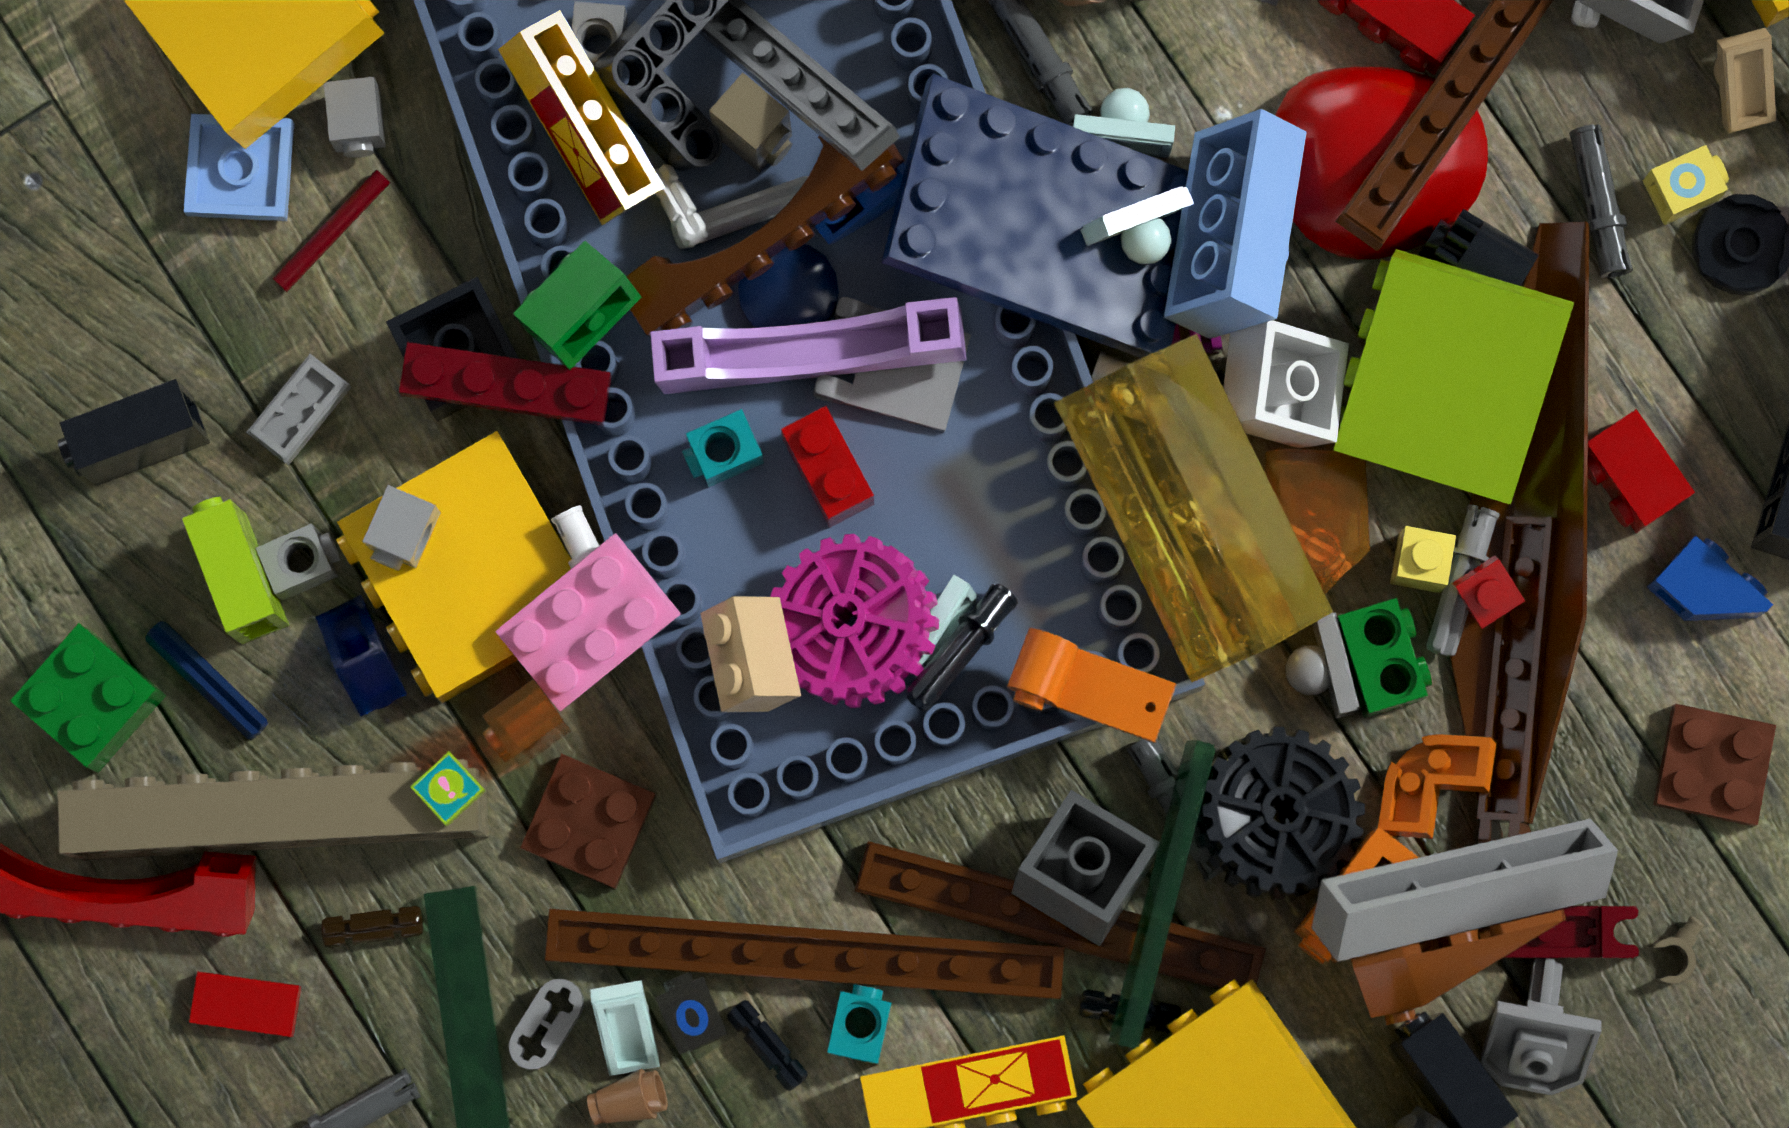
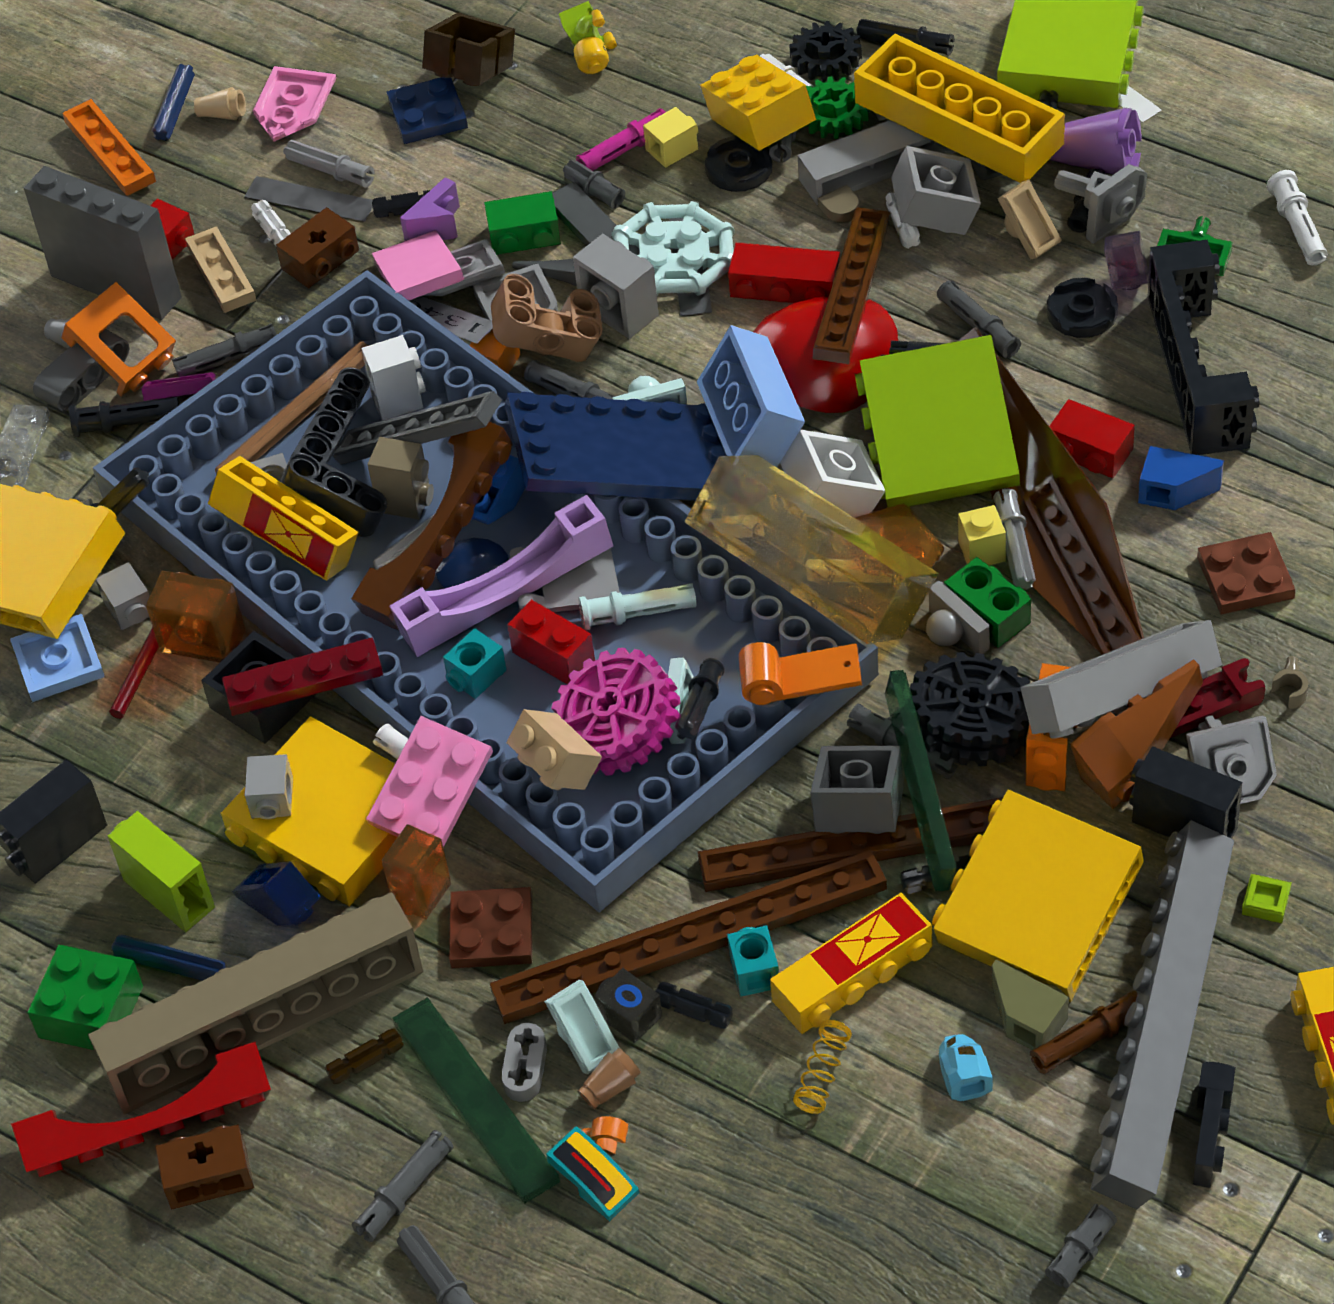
camera: 20 degrees left, 30 degrees down
(106, 982) = (204, 1166): none -> reddish brown brick
(245, 1004) = (291, 1147): red tile -> none
(277, 554) = (216, 846): light grey brick -> none
(299, 409) = (162, 773): light grey plate -> none
(421, 206) = (195, 616): none -> clear orange brick
(448, 788) = (378, 907): tile -> none
(577, 304) = (331, 605): green brick -> none
(680, 208) = (376, 546): white axle -> none
(933, 449) = (619, 607): none -> light aqua pin
(1144, 233) = (686, 422): light aqua tile -> none
(1424, 770) = (1068, 638): orange plate -> none
(1488, 592) = (1035, 529): red plate -> none
(1686, 184) = (1025, 288): light yellow brick -> none

